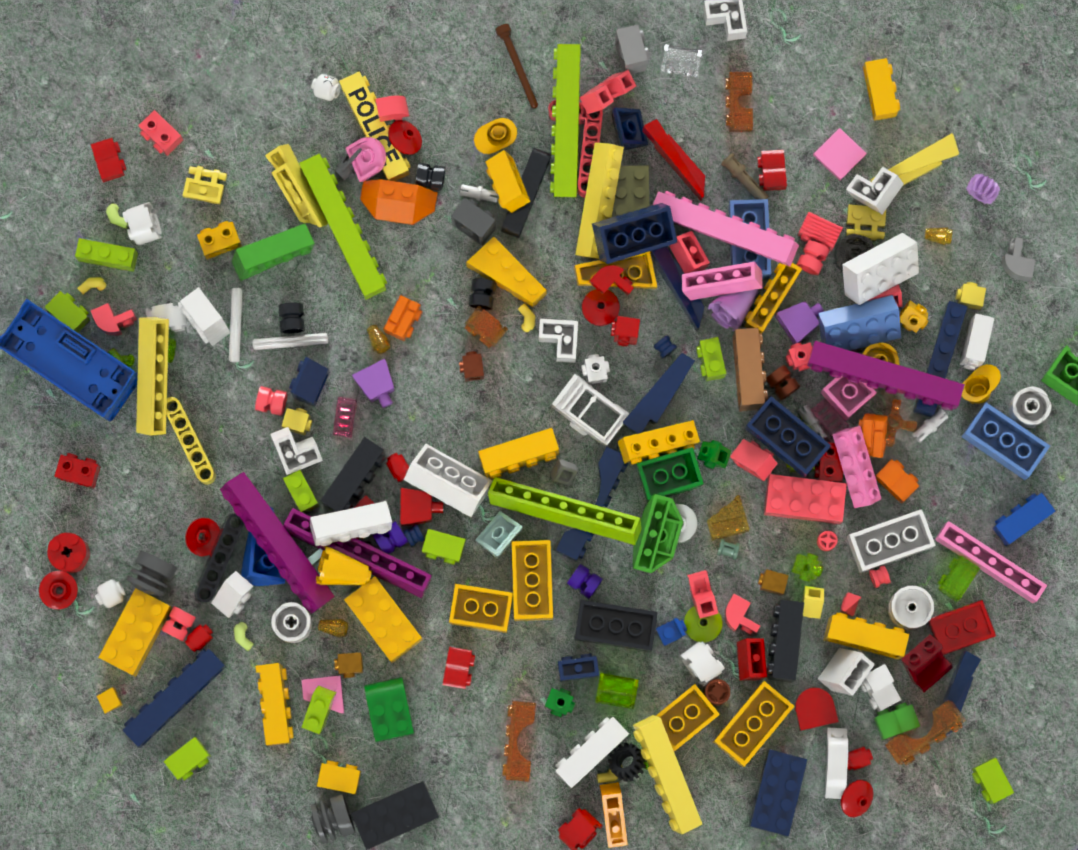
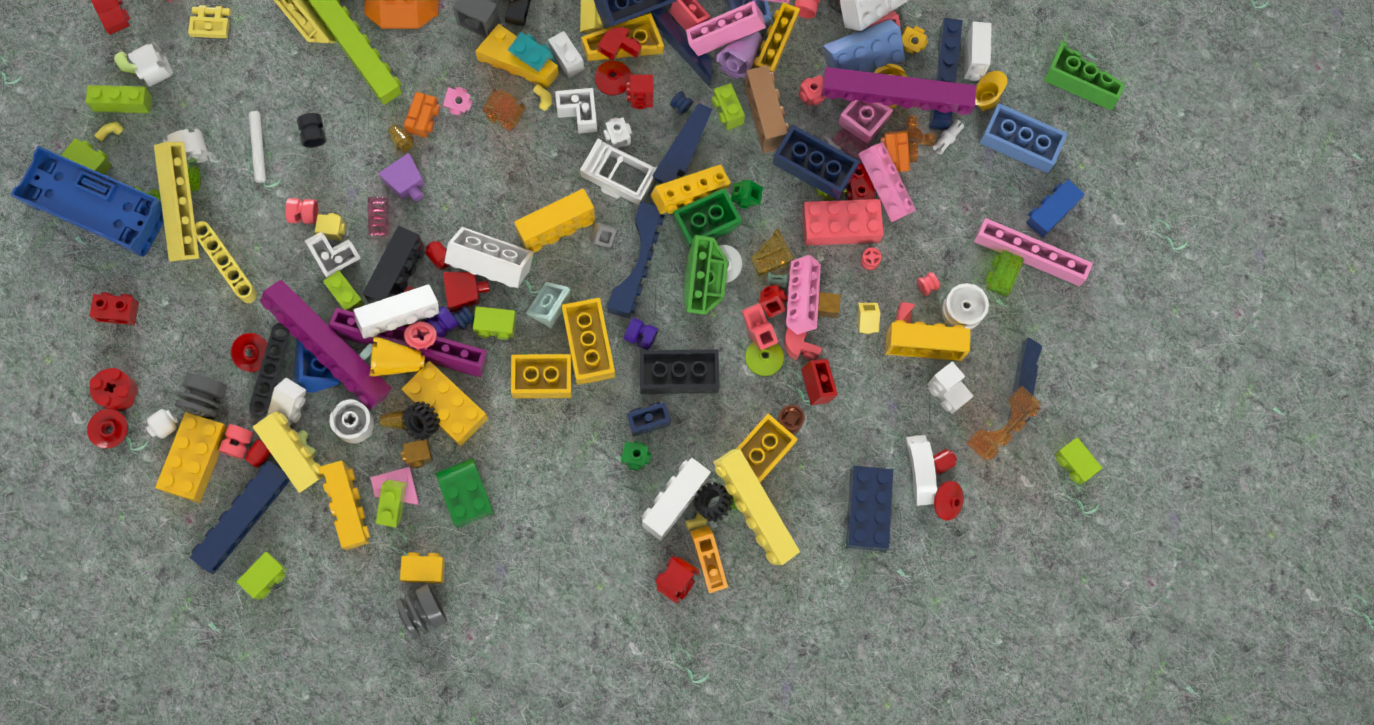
camera: 15 degrees left, 5 degrees down
(109, 322) = (131, 162): coral brick -> none
(109, 700) = (174, 531): yellow slope -> none
(204, 317) = (220, 136): white brick -> none
(219, 239) = (230, 69): yellow brick -> none
(228, 643) = (288, 450): none -> light yellow brick
(272, 251) = (282, 71): bright green wedge -> none
(290, 341) = (314, 153): white axle -> none
(309, 381) = (336, 186): dark blue slope -> none
(358, 634) = (415, 426): none -> black tyre
(375, 545) = (425, 330): none -> coral gear
(395, 815) = (485, 597): black brick -> none
(436, 304) = (462, 95): none -> bright pink brick
(457, 668) = (527, 439): red brick -> none
(472, 366) = (497, 149): copper brick -> none
(482, 293) = (495, 77): black wheel -> none
(518, 271) = (530, 52): none -> teal bracket
(521, 716) = (600, 476): clear orange arch -> none
(557, 277) = (566, 54): none -> white brick
(565, 511) = (610, 266): lime brick -> none
(616, 691) = (691, 434): clear neon green brick -> none
(671, 631) = (735, 369): blue bracket -> none
(701, 663) = (771, 393): white brick -> none
(721, 570) = (773, 300): none -> red brick
(751, 570) = (803, 294): none -> bright pink brick
(753, 459) = (786, 191): coral brick -> none
(753, 724) = (832, 444): yellow brick -> none
(778, 377) = (795, 114): copper wheel -> none
(786, 641) = (850, 358): black brick -> none
(799, 320) = (805, 59): medium lavender torso -> none
(801, 569) = (852, 280): clear neon green brick -> none
(815, 709) = (890, 421): red tile -> none
(846, 671) = (915, 376): white brick -> none
(890, 541) = (932, 247): white brick -> none
(896, 721) = (972, 419): bright green brick -> none
(897, 480) = (927, 192): orange brick -> none
(926, 663) = (990, 356): dark red panel -> none
(962, 627) = (1016, 320): red tile -> none
(971, 295) = (963, 11): light yellow brick -> none
(1039, 404) = (1040, 102): white brick -> none

